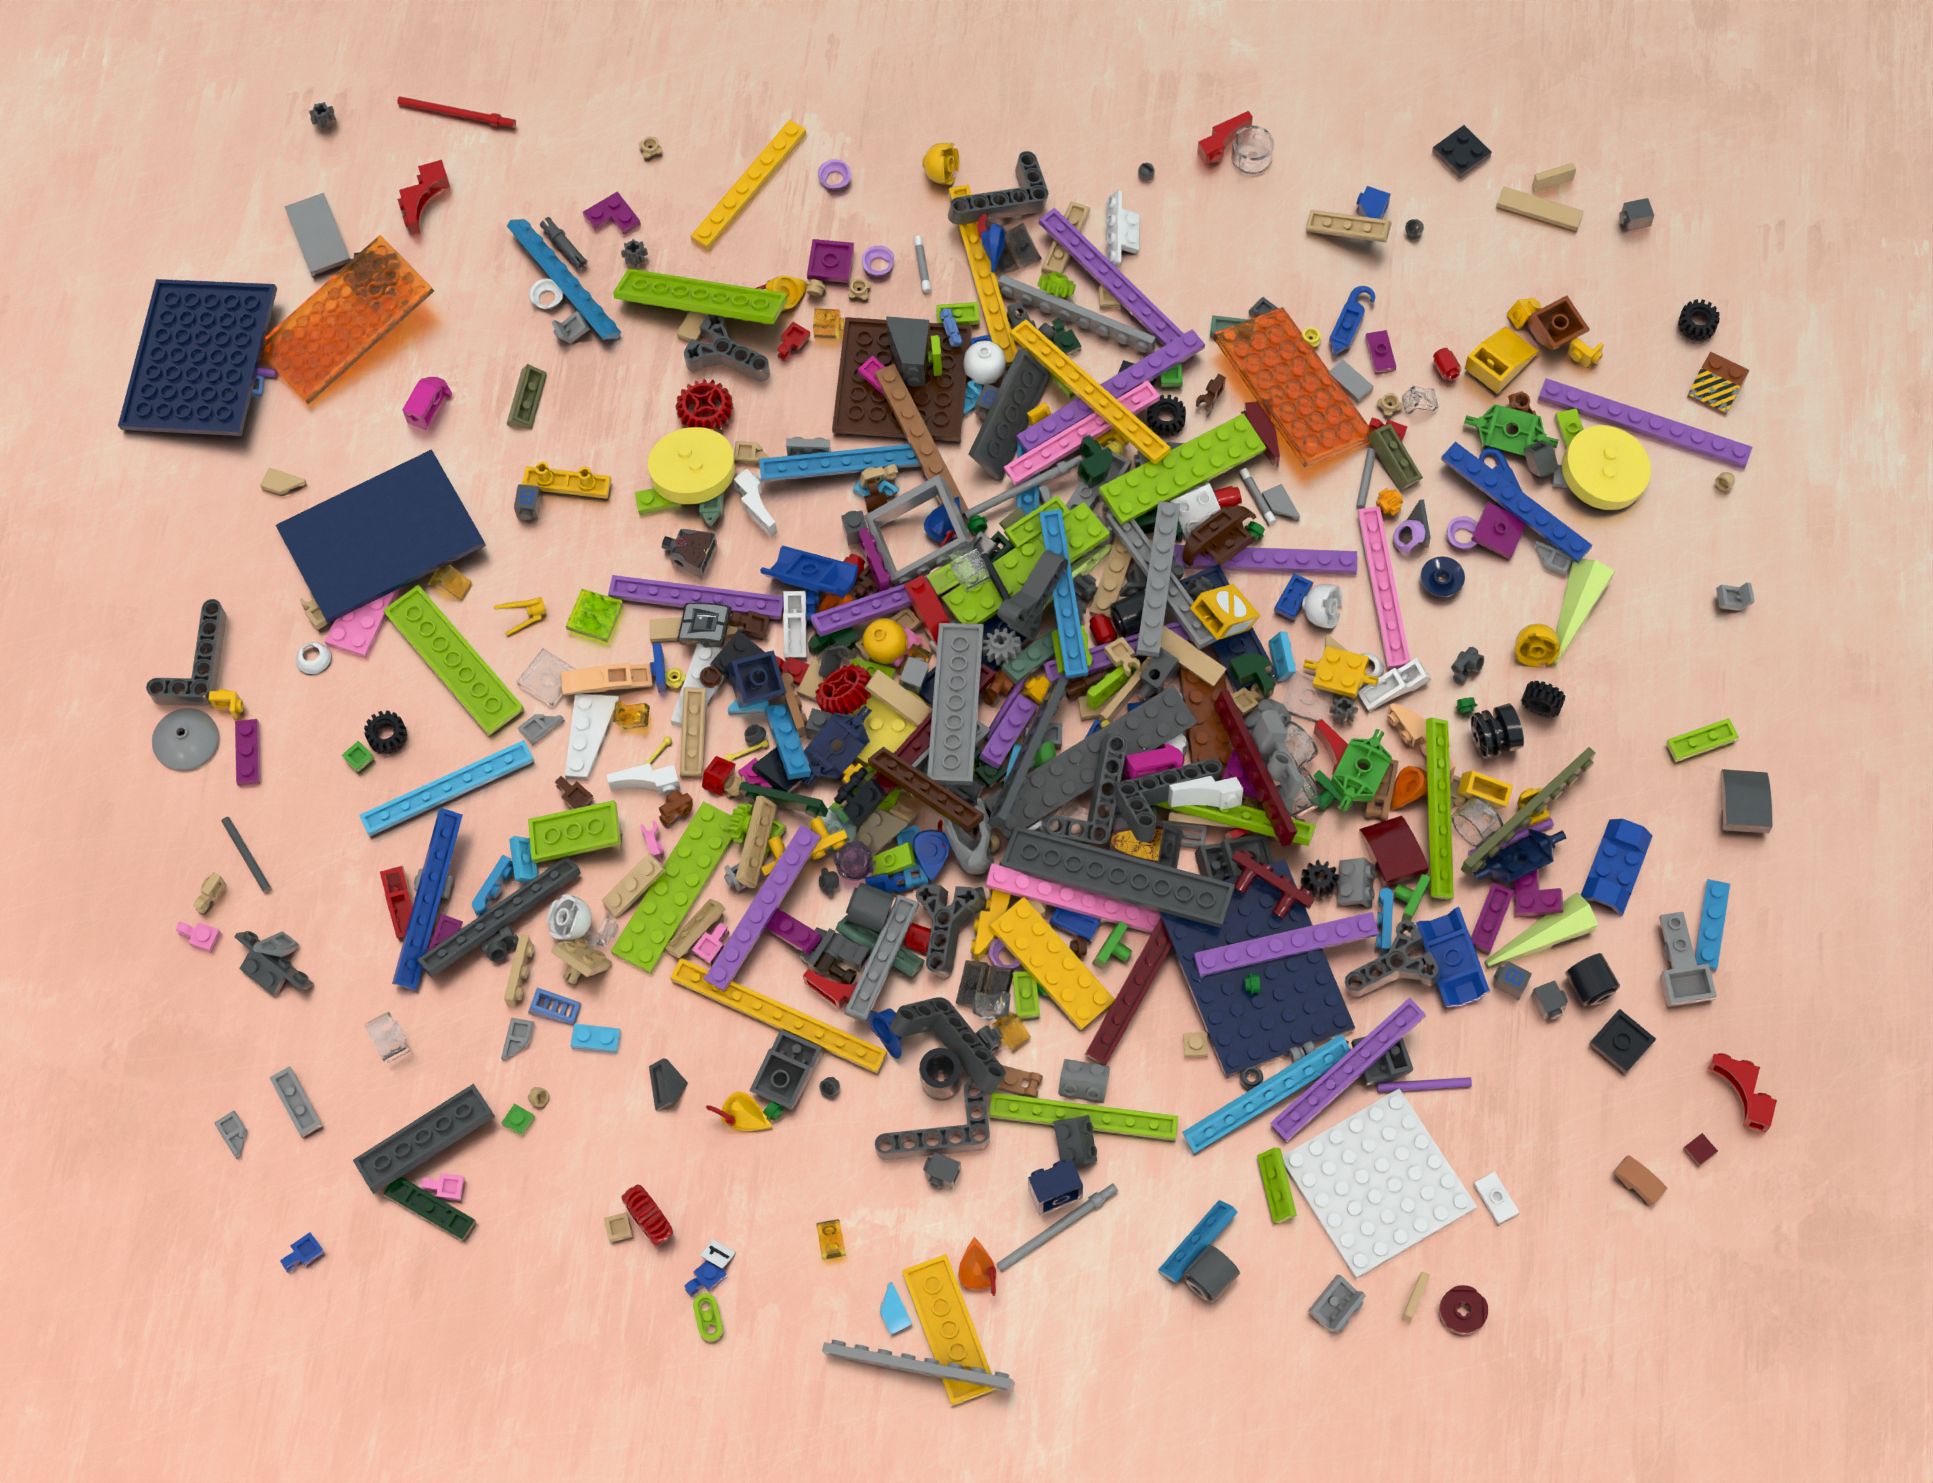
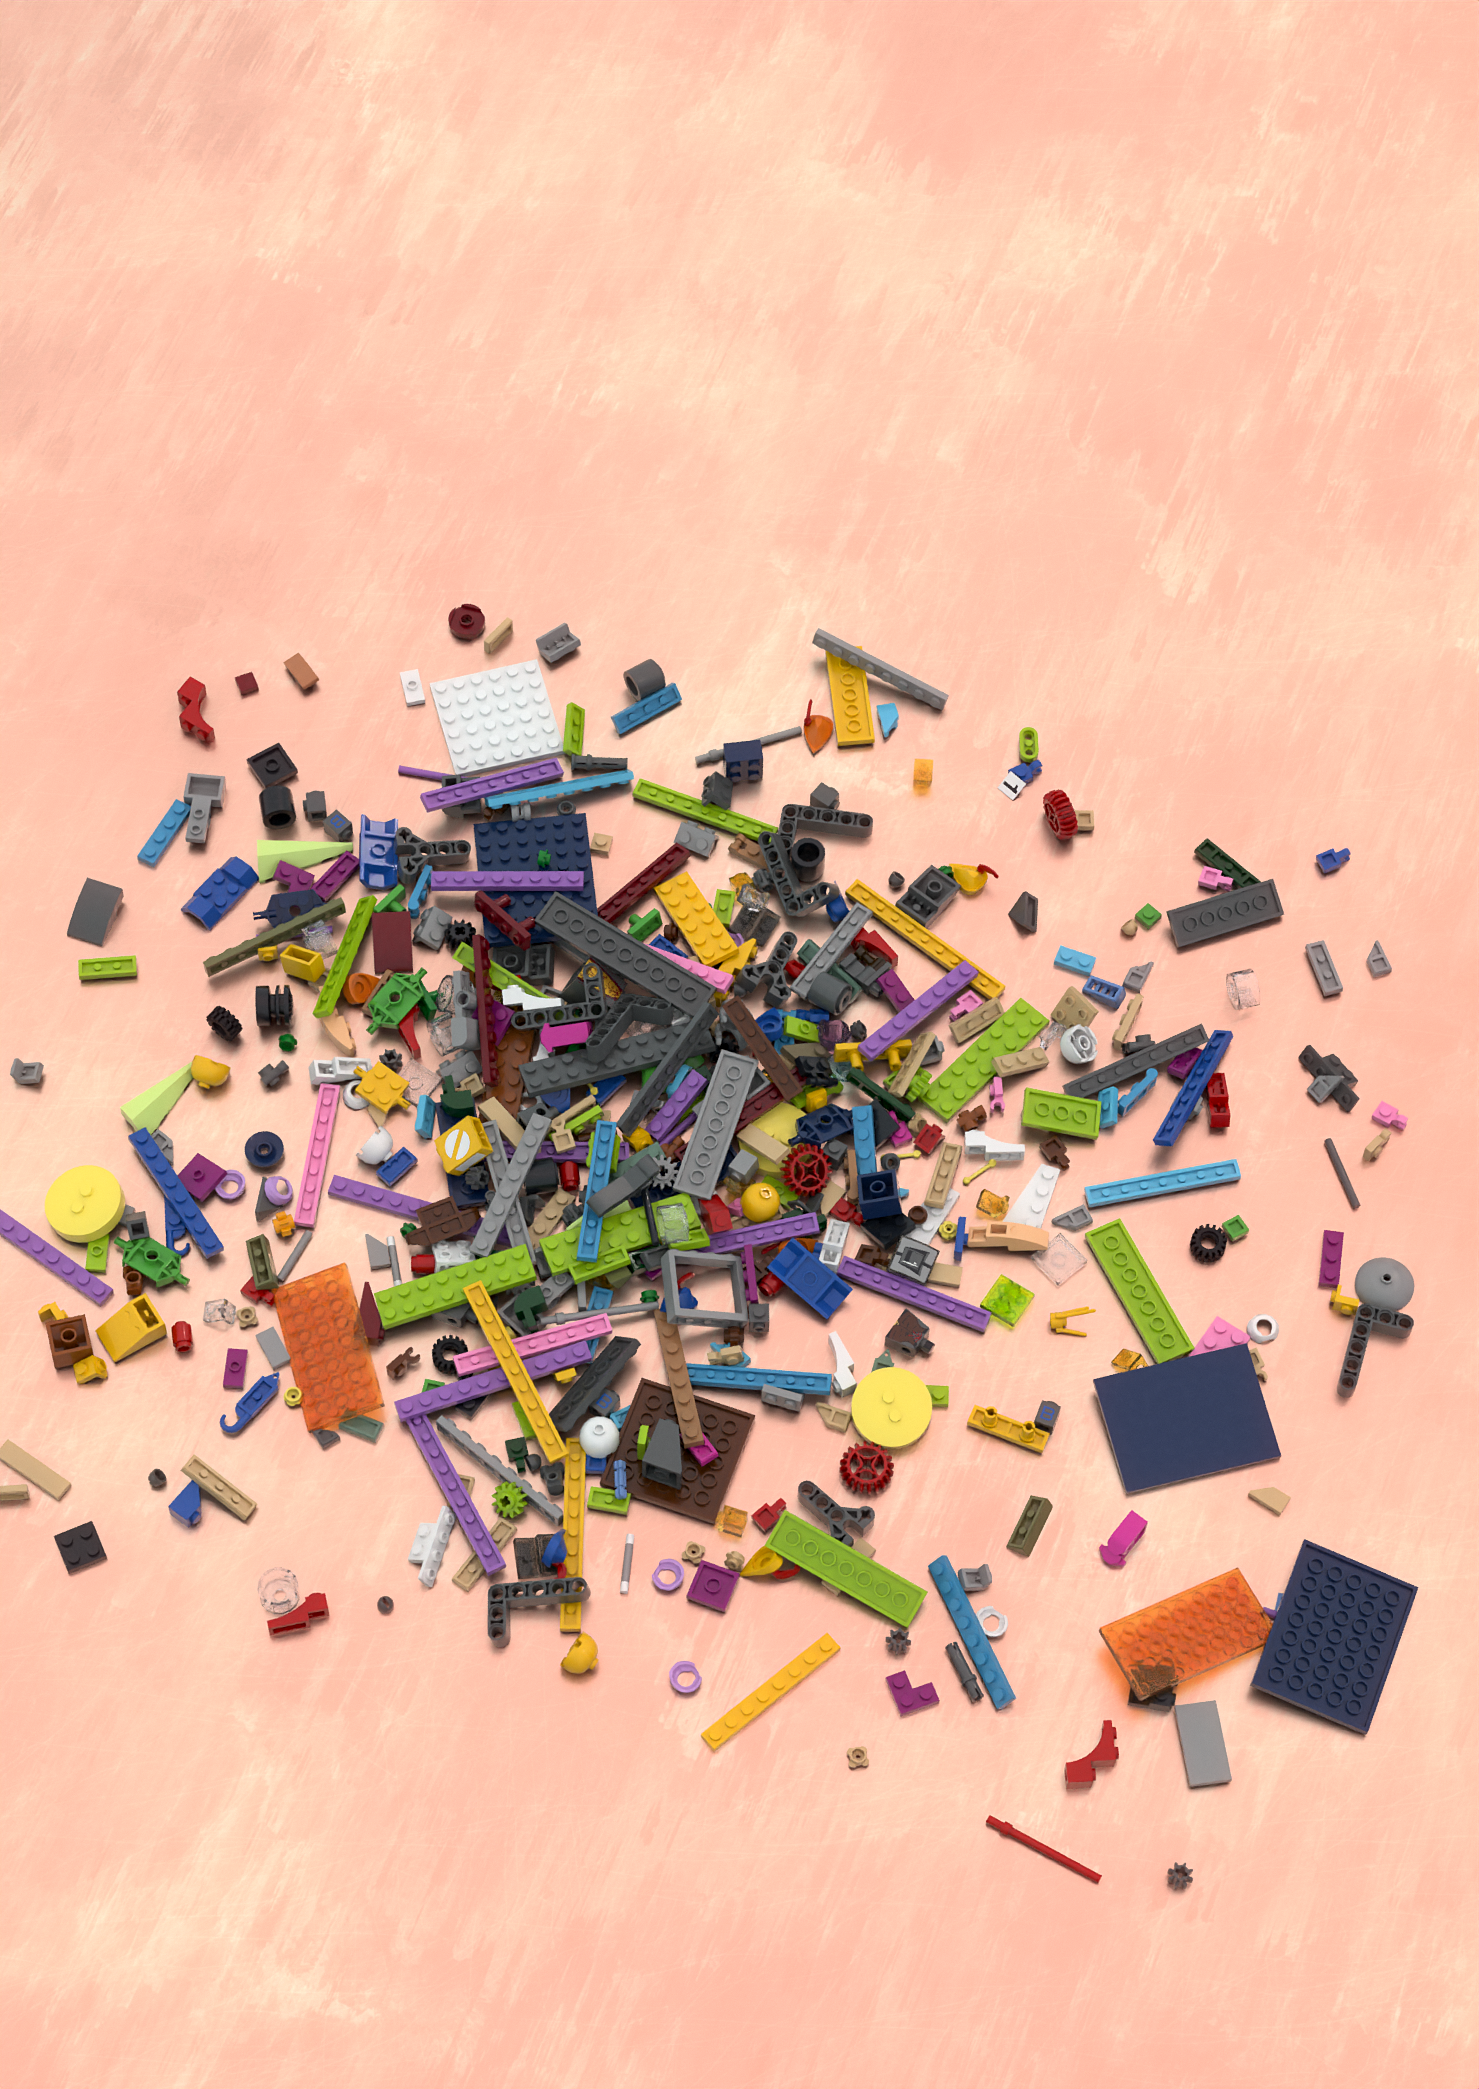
camera: 170 degrees left, 5 degrees down
(1243, 1147) = (589, 762): none -> dark grey pin

